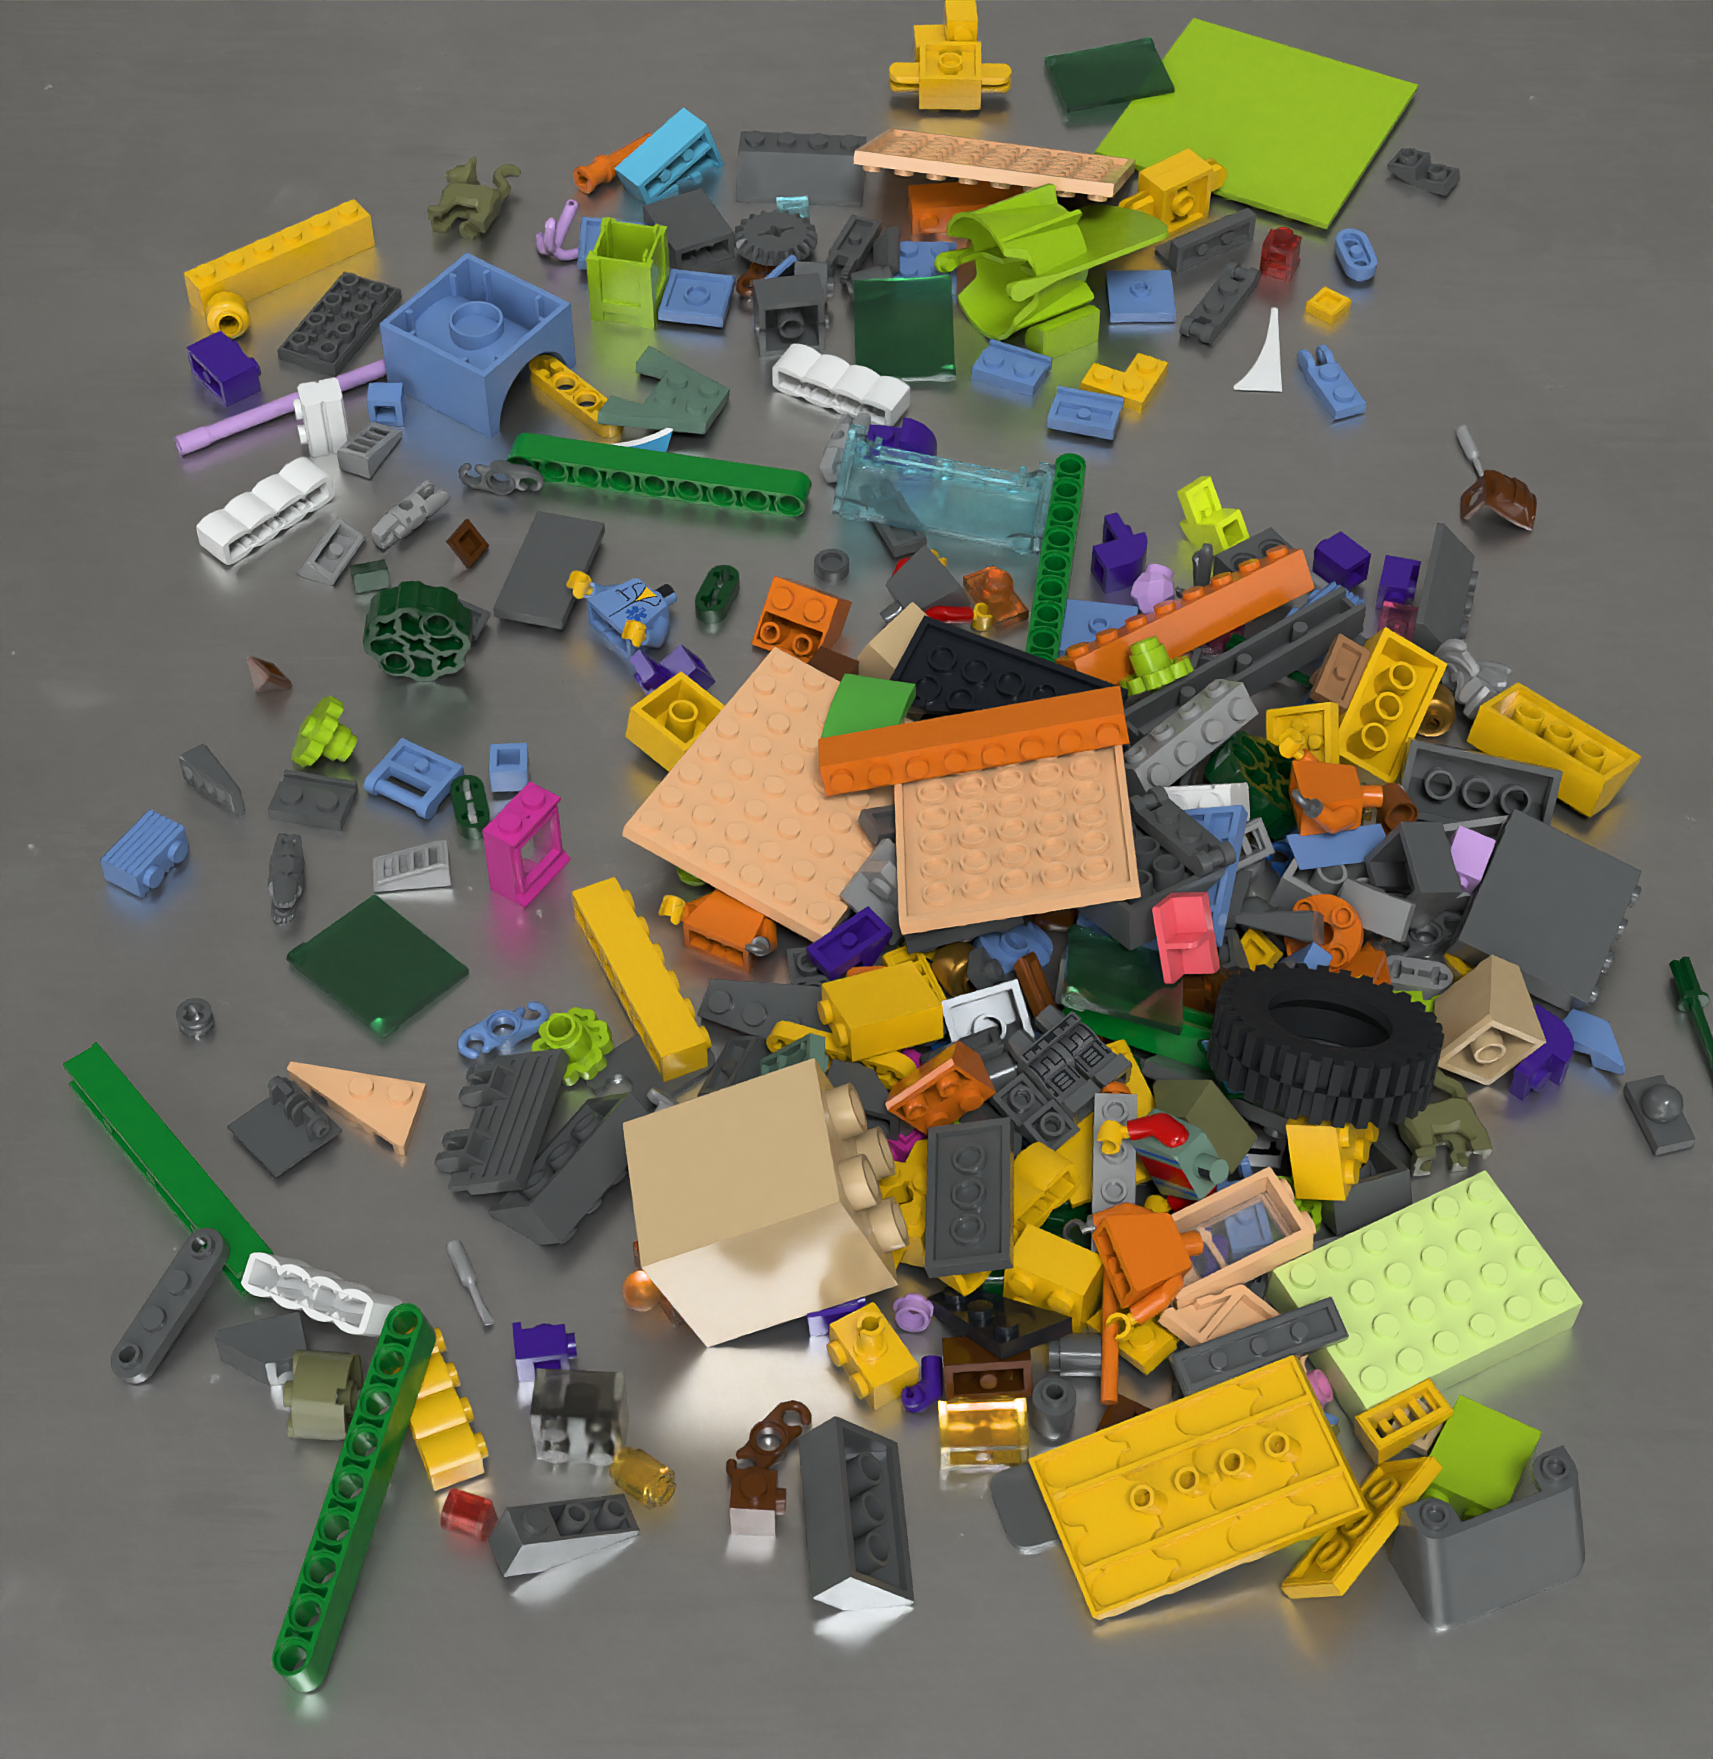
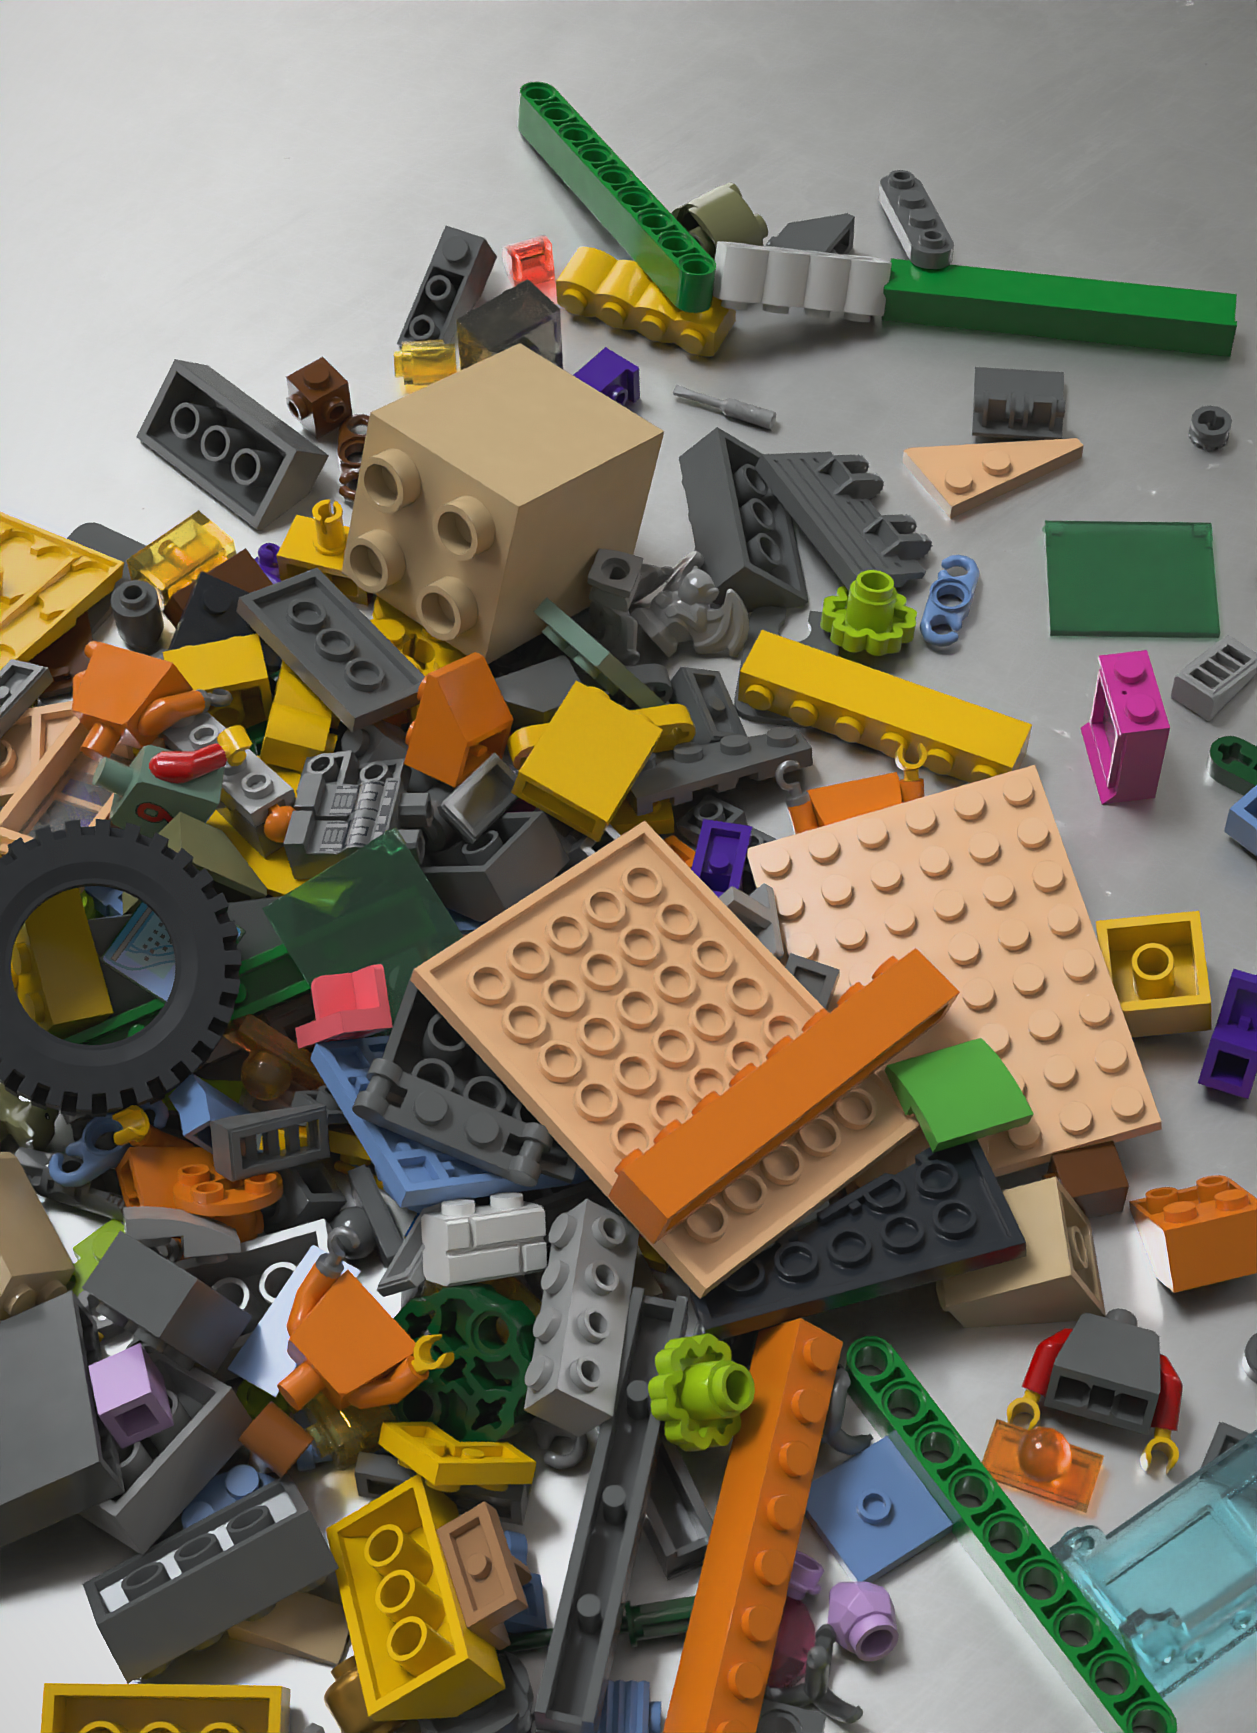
camera: 140 degrees right, 5 degrees up
(1120, 556) = (944, 1646): dark purple brick -> none

